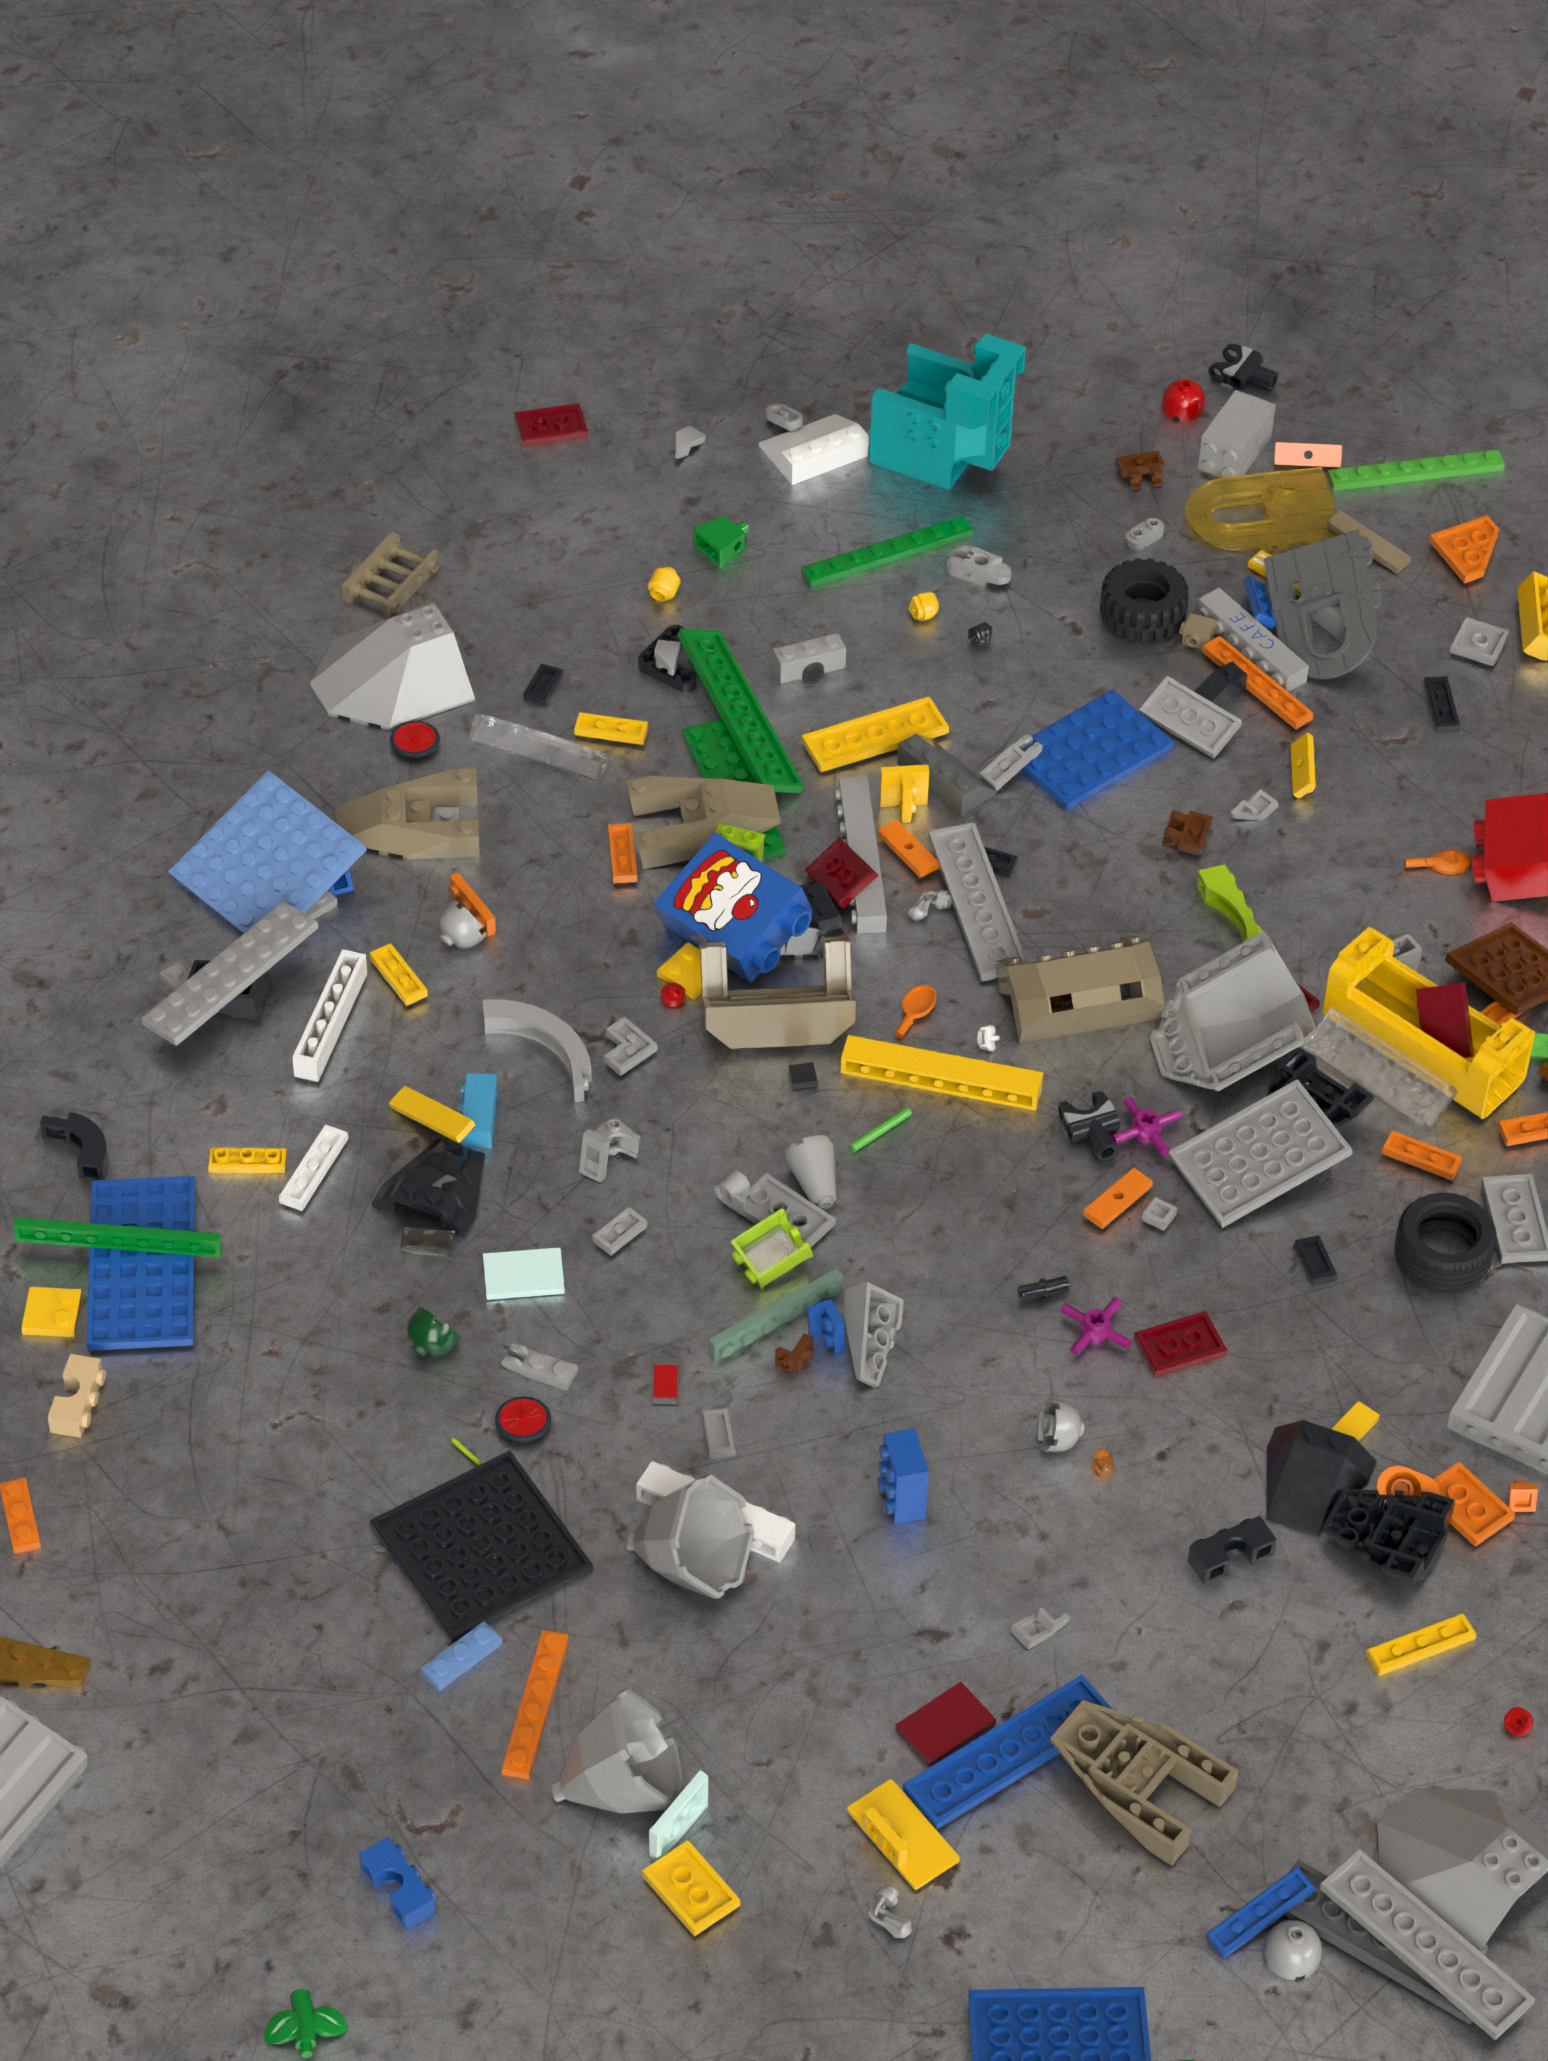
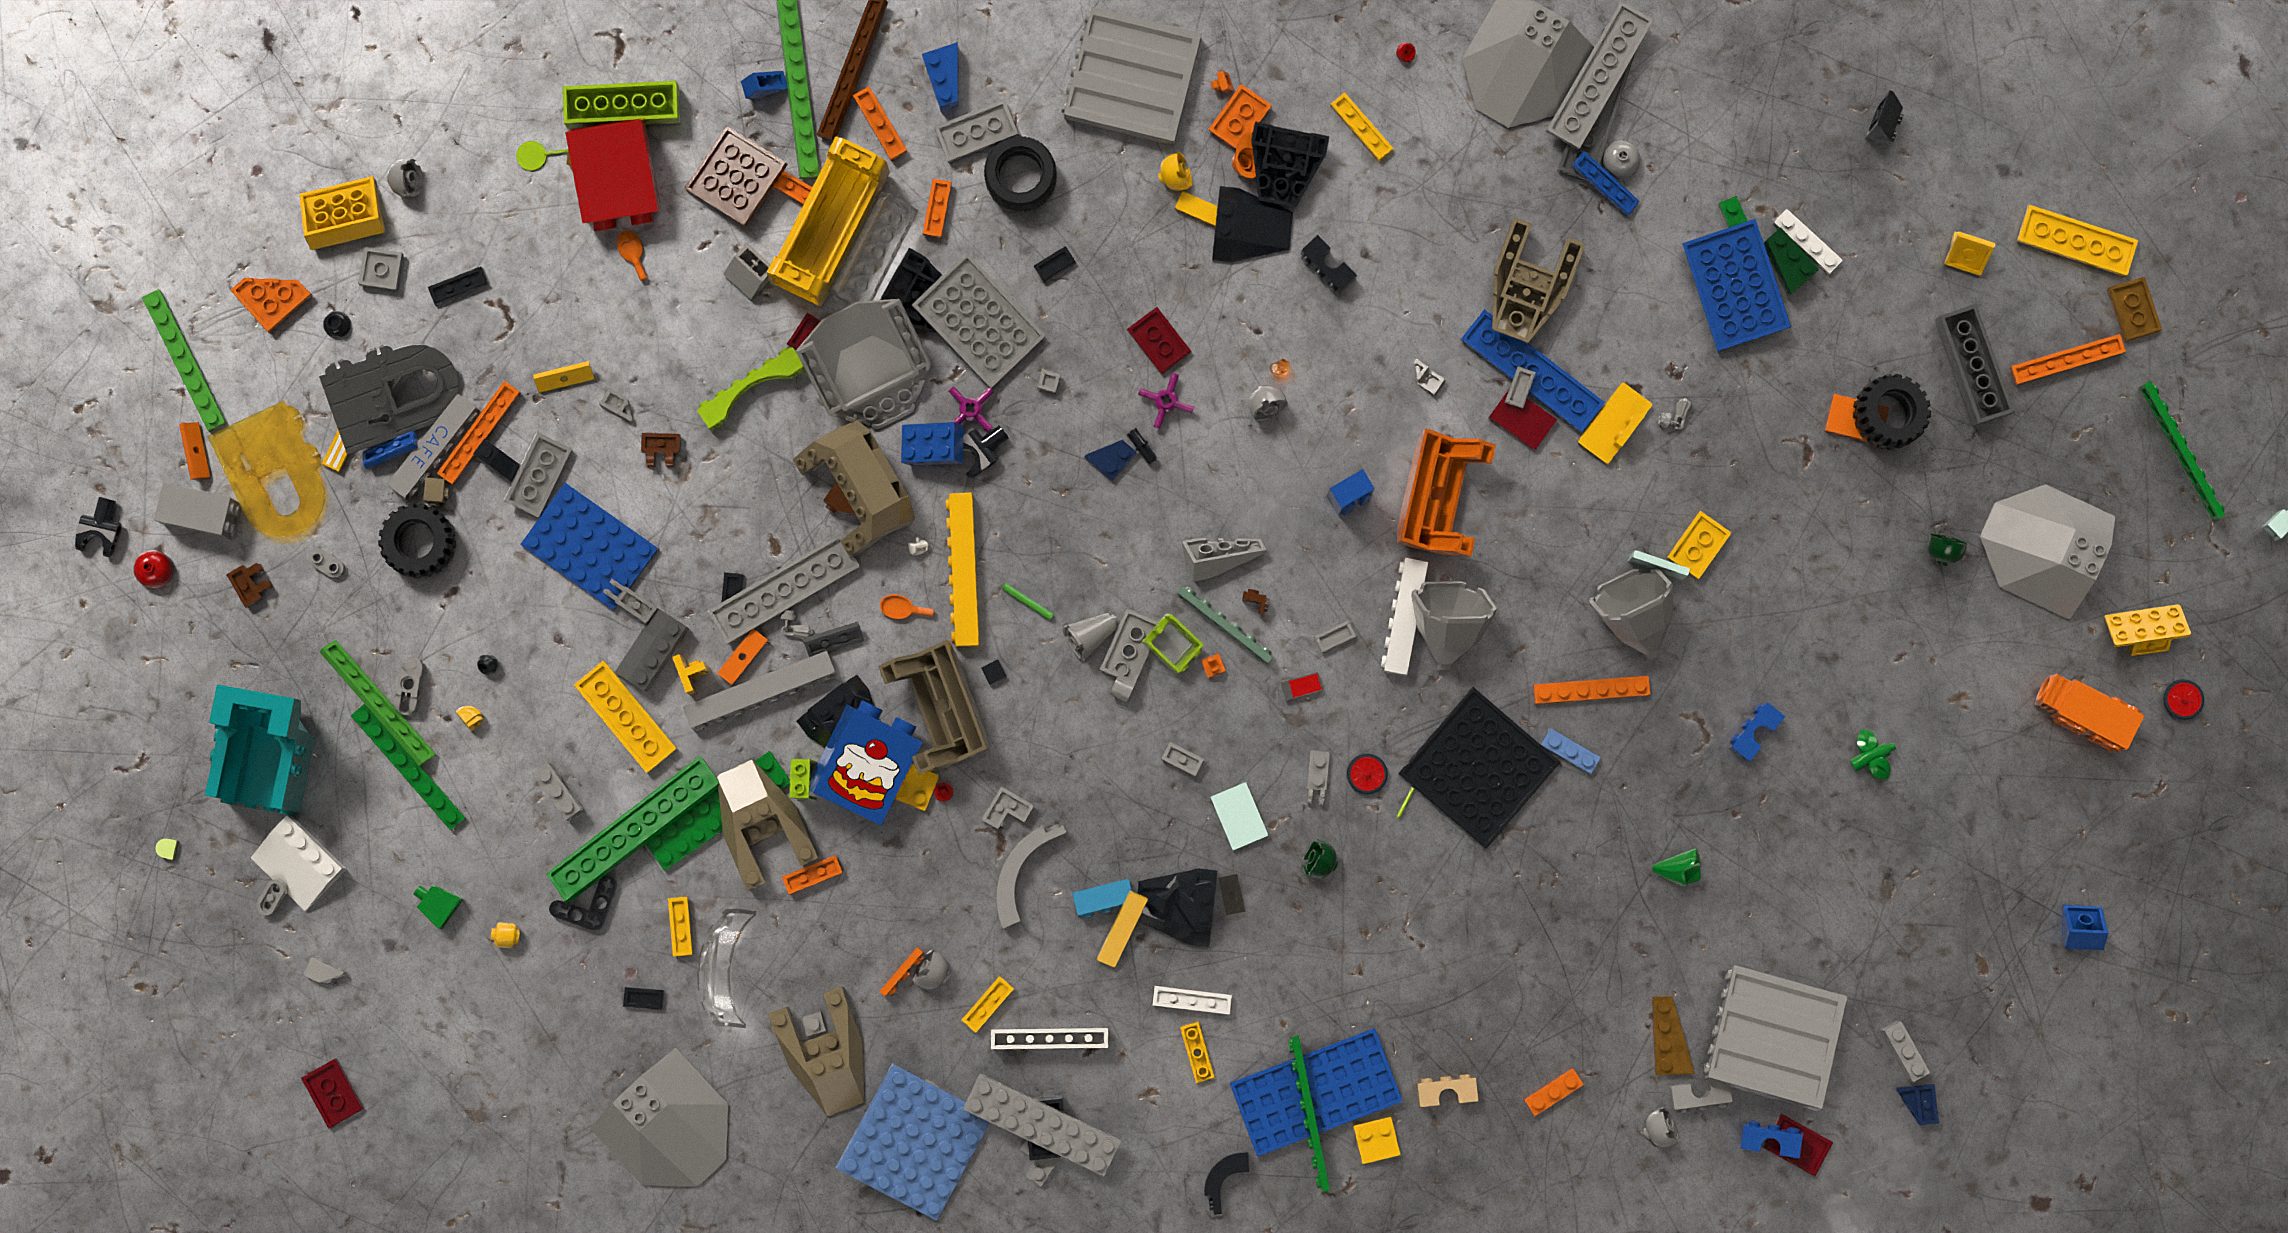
camera: 105 degrees left, 35 degrees up
(245, 1739) = (1680, 868): none -> green hat
(380, 560) = (565, 1181): dark tan fence -> none
(414, 739) = (737, 1078): red wheel -> none
(606, 1140) = (1123, 796): light grey tile -> none
(667, 654) = (591, 904): light grey slope -> none
(728, 1294) = (1213, 665): none -> orange tile
(827, 1323) = (1232, 580): blue bracket -> none
(841, 872) = (791, 697): dark red tile -> none
(870, 355) = (166, 848): none -> yellowish green tile
(880, 1580) = (1435, 490): none -> orange wedge
(899, 933) = (833, 639): none -> dark grey plate
(974, 535) = (377, 703): none -> bright green plate
(990, 1723) = (1520, 387): none -> light grey tile
(1036, 1255) = (1112, 458): none -> dark blue wing
(1112, 1069) = (932, 444): none -> blue brick
(1117, 1198) = (1054, 420): orange tile -> none
(1384, 551) = (287, 379): dark tan tile -> none
(1406, 1410) = (1174, 172): none -> yellow cylinder
(1424, 596) = (336, 324): none -> black piece
(1446, 1016) = (827, 208): dark red tile -> none

